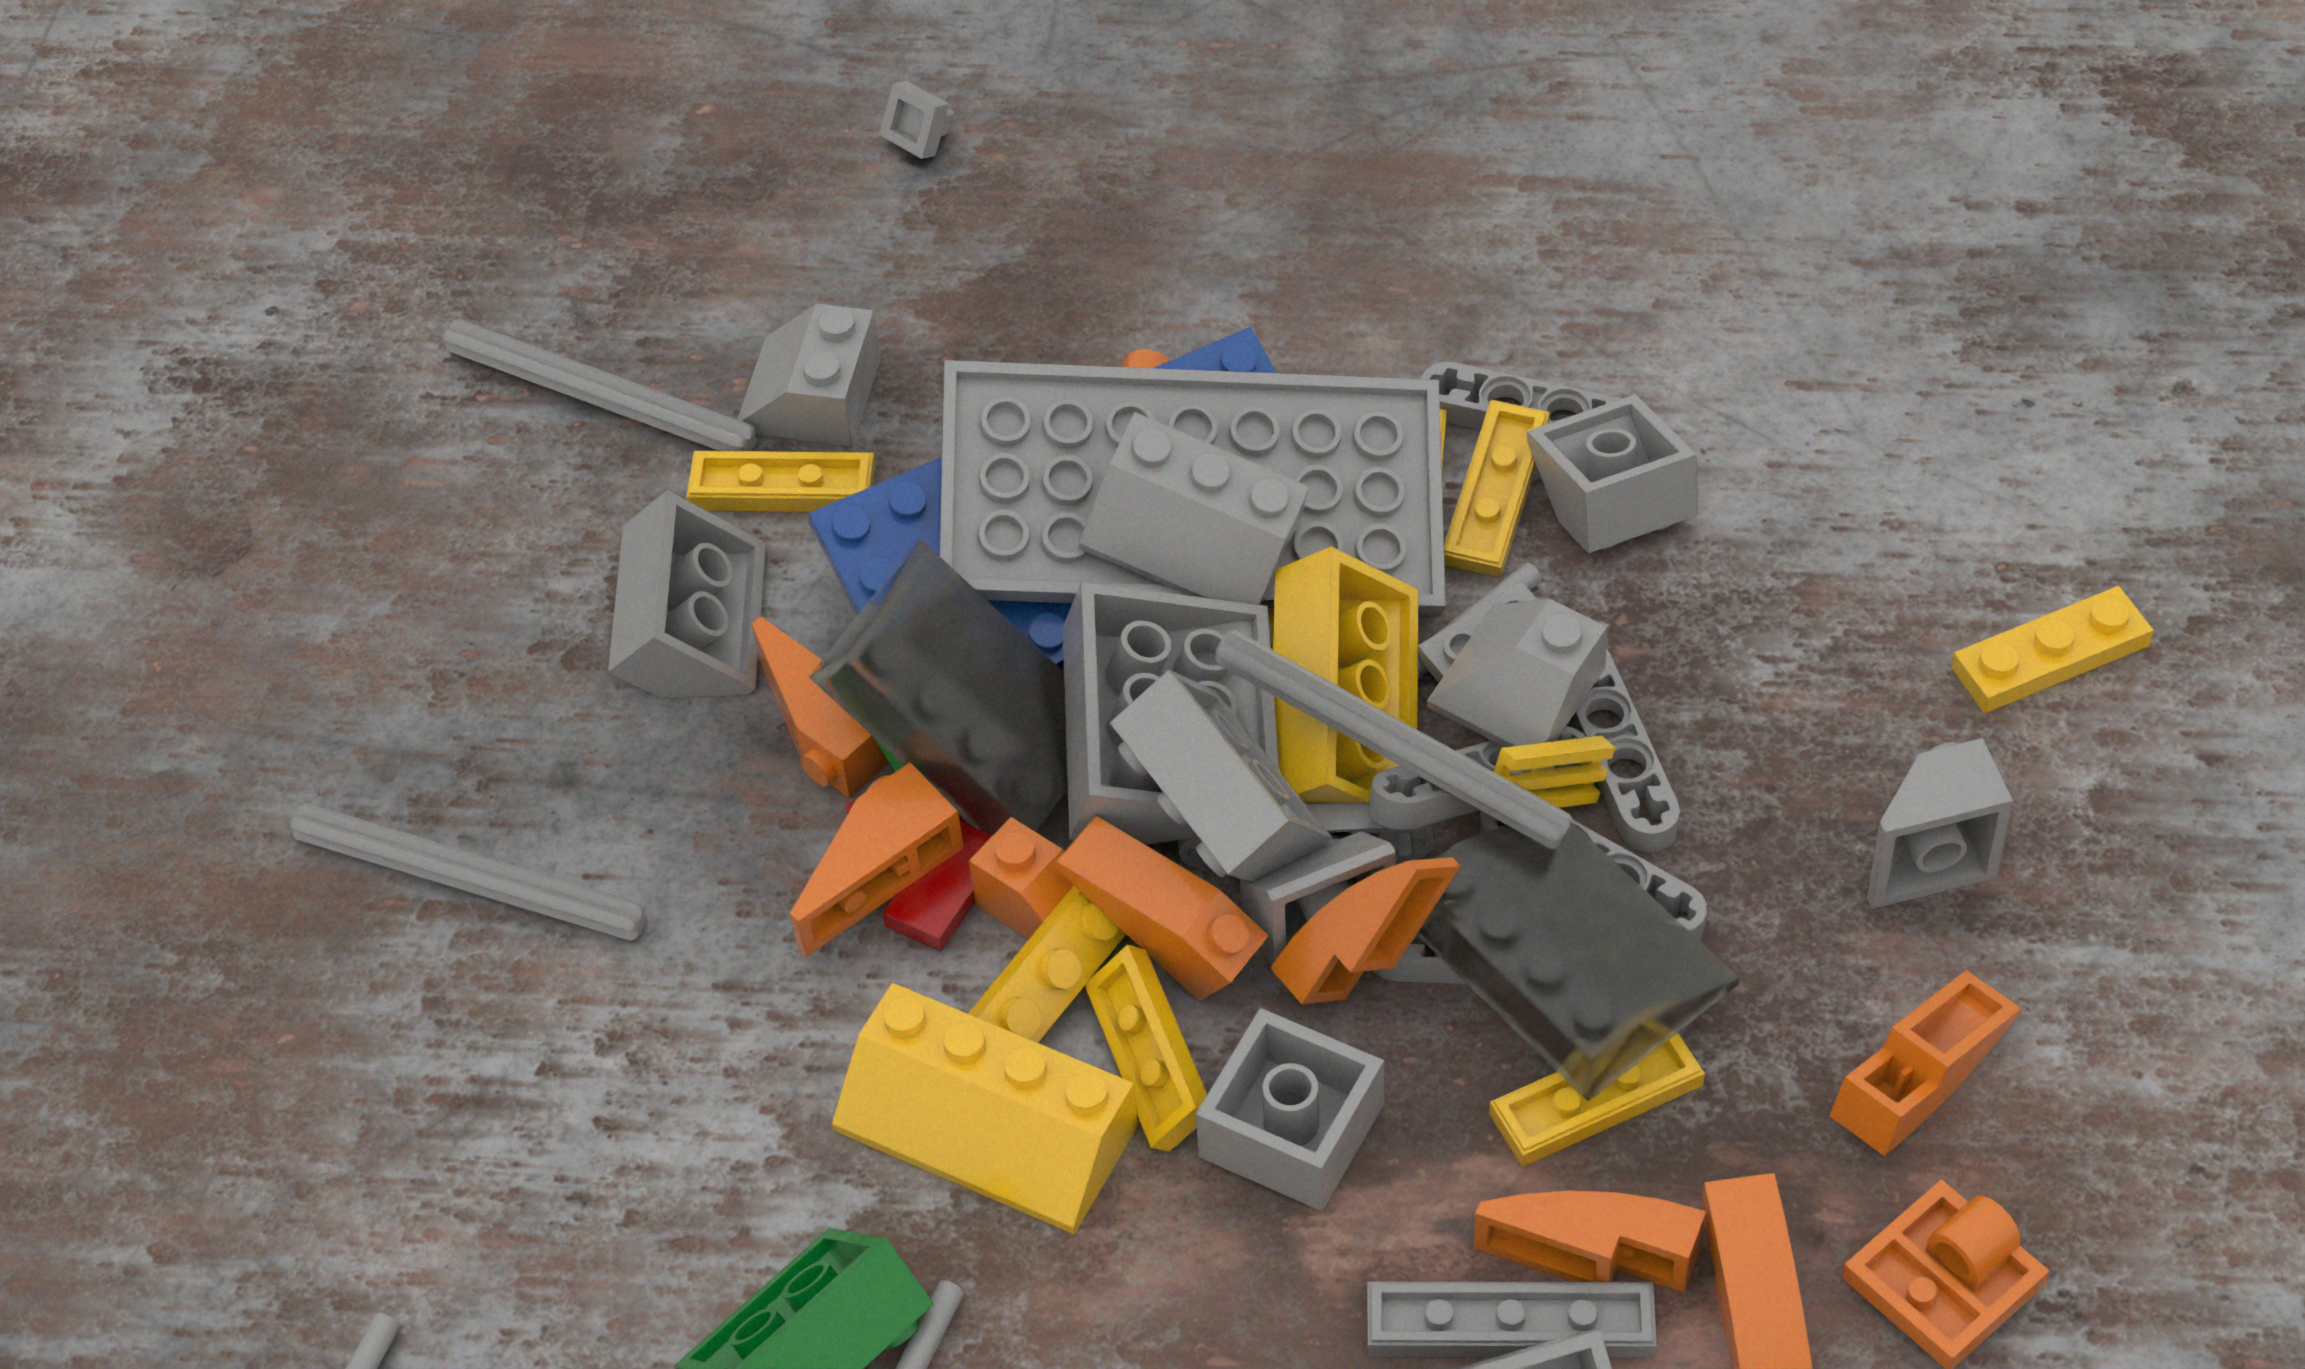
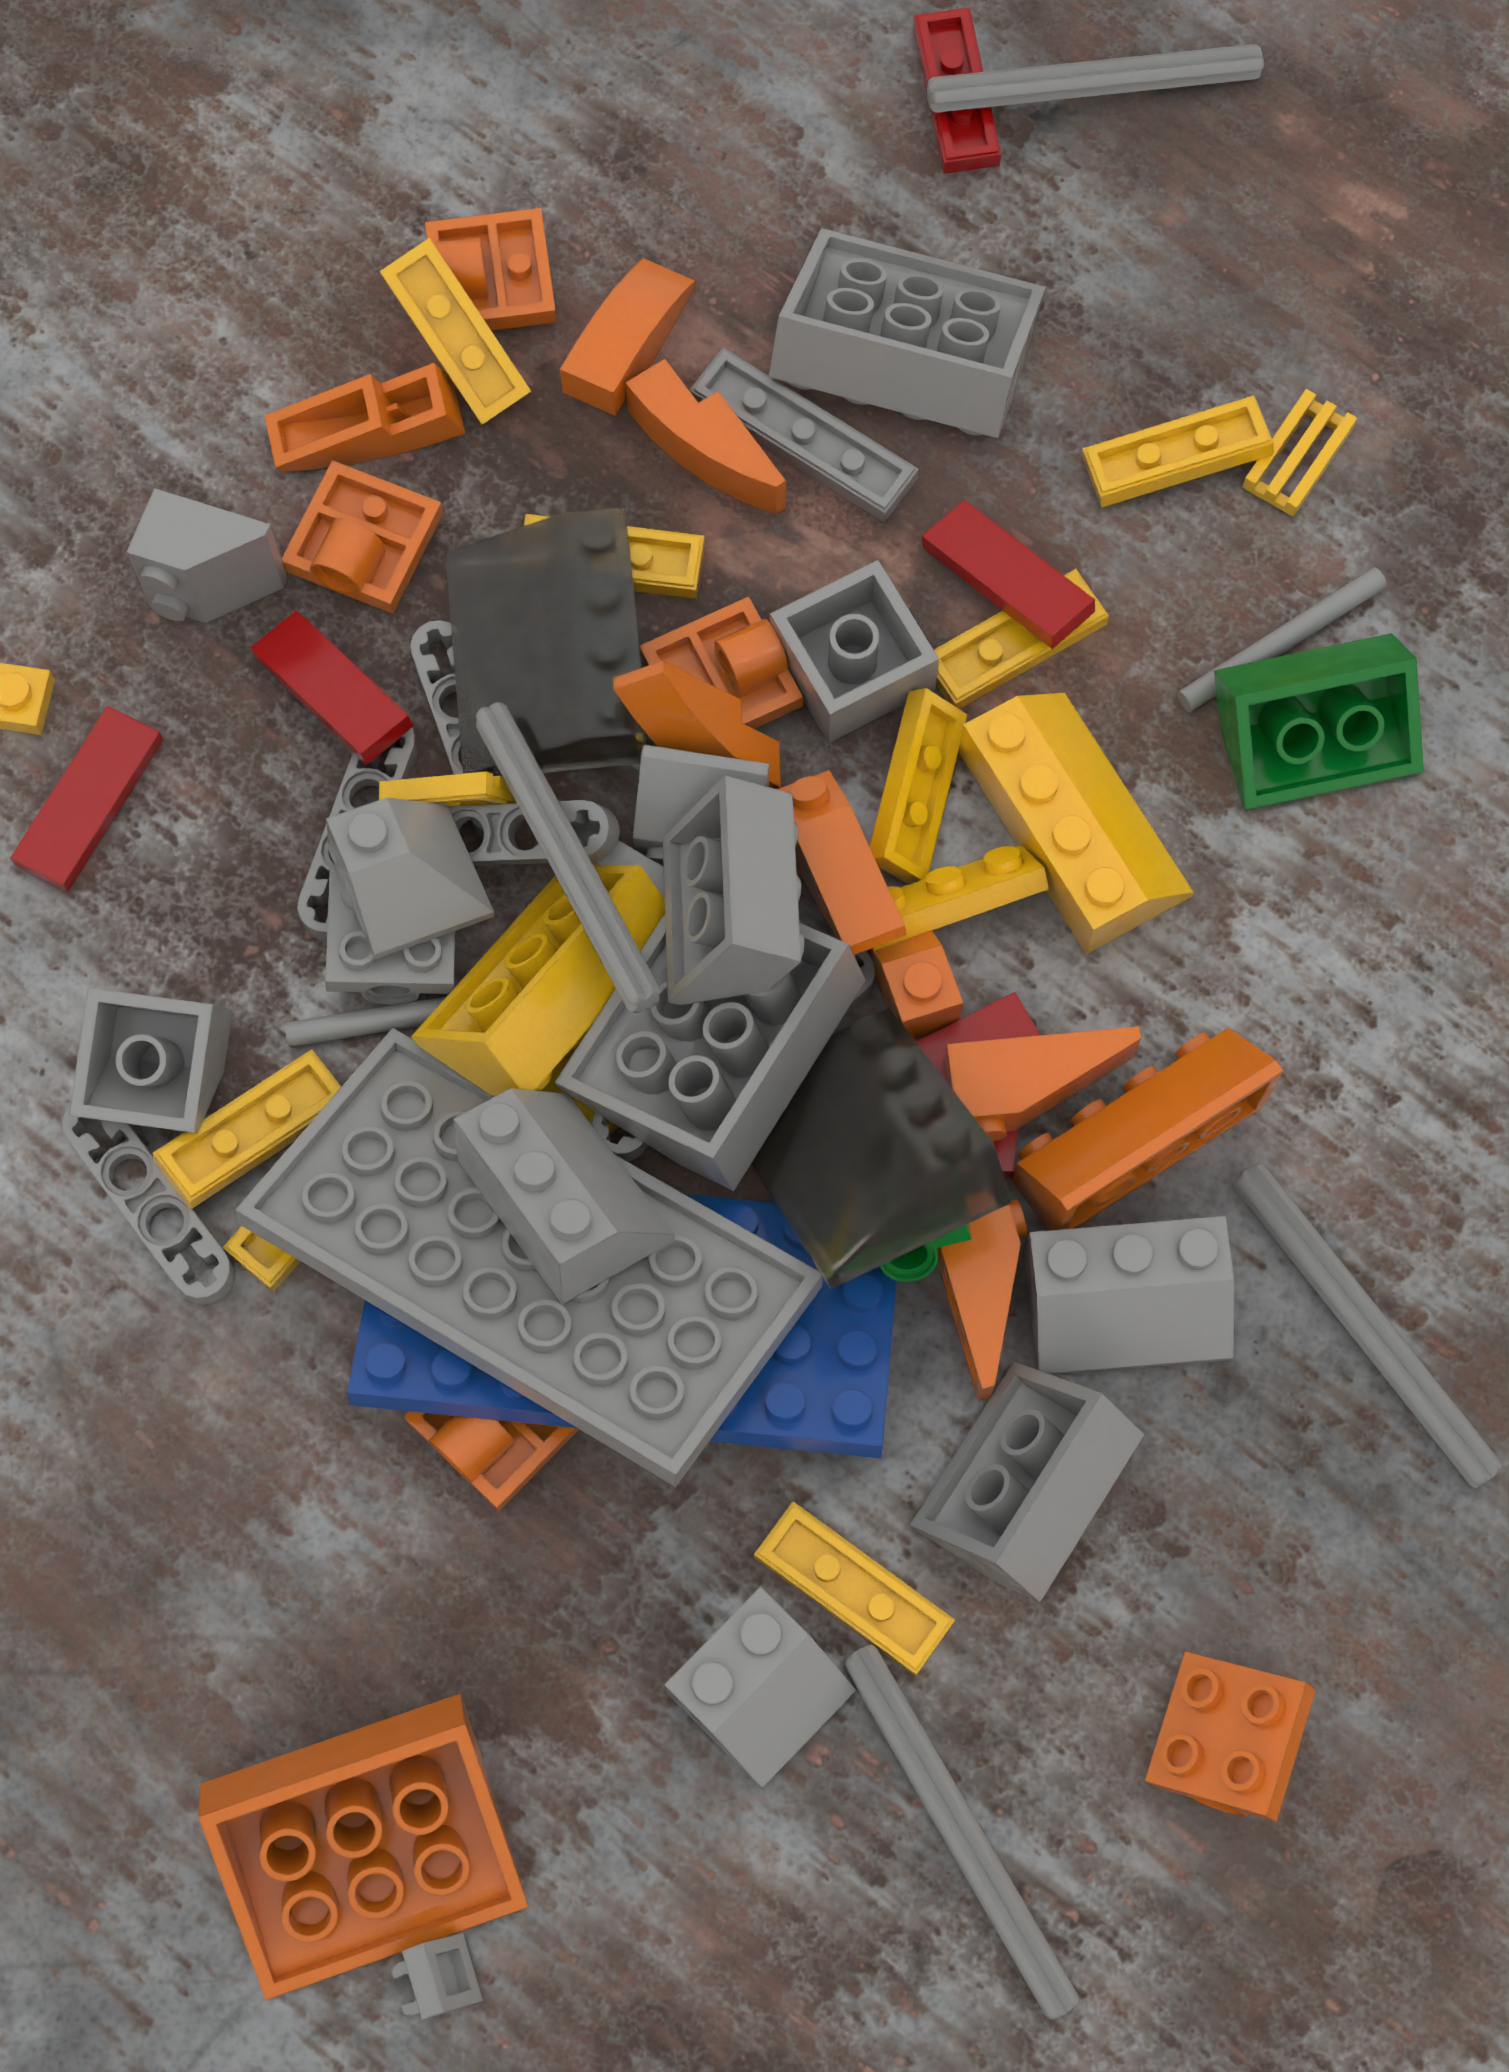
camera: 150 degrees left, 20 degrees up
(418, 526) = (1230, 1736): none -> orange plate
(691, 778) = (1131, 1295): none -> light grey slope
(741, 875) = (1144, 1130): none -> orange slope
(1034, 155) = (360, 1846): none -> orange slope
(1154, 1250) = (1001, 651): none -> yellow tile
(1202, 1285) = (1008, 574): none -> red tile
(1418, 1030) = (736, 655): none -> orange plate
(1736, 818) = (331, 687): none -> red tile
(1830, 958) = (362, 536): none -> orange plate
(1860, 636) = (87, 799): none -> red tile
(1912, 1163) = (455, 331): none -> yellow plate

